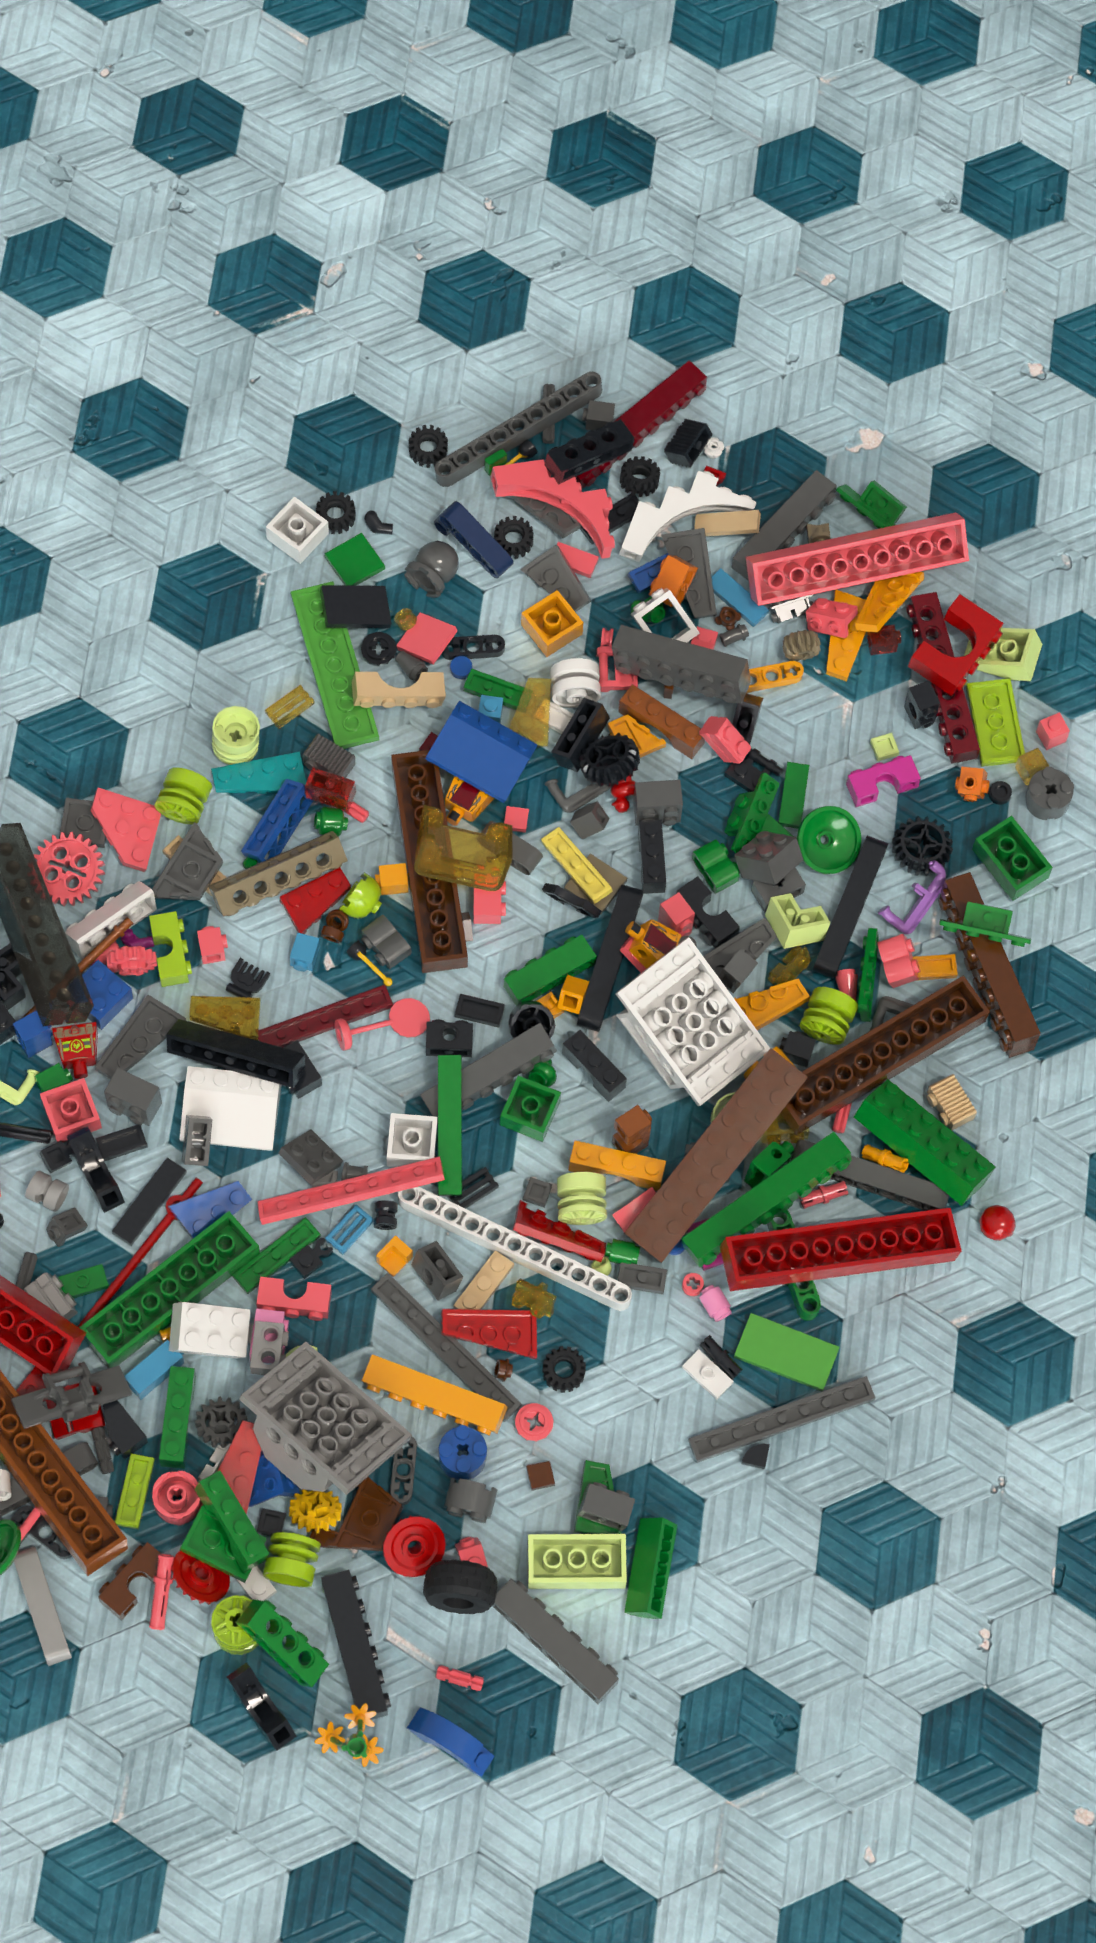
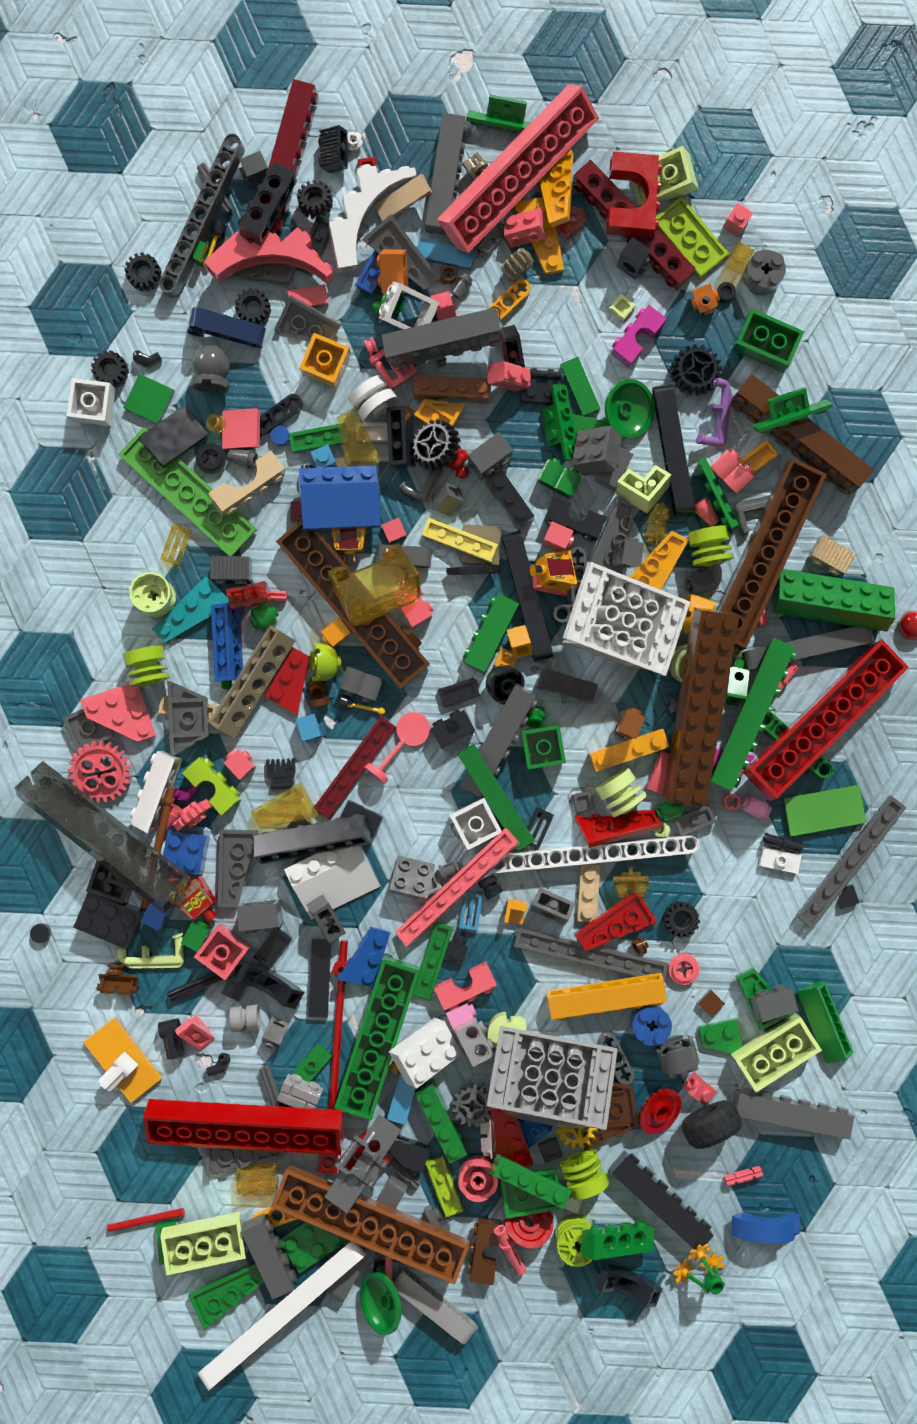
camera: 30 degrees left, 20 degrees up
(529, 1515) = (721, 1036): none -> green wing
(885, 1158) = (811, 628): light orange pin -> none

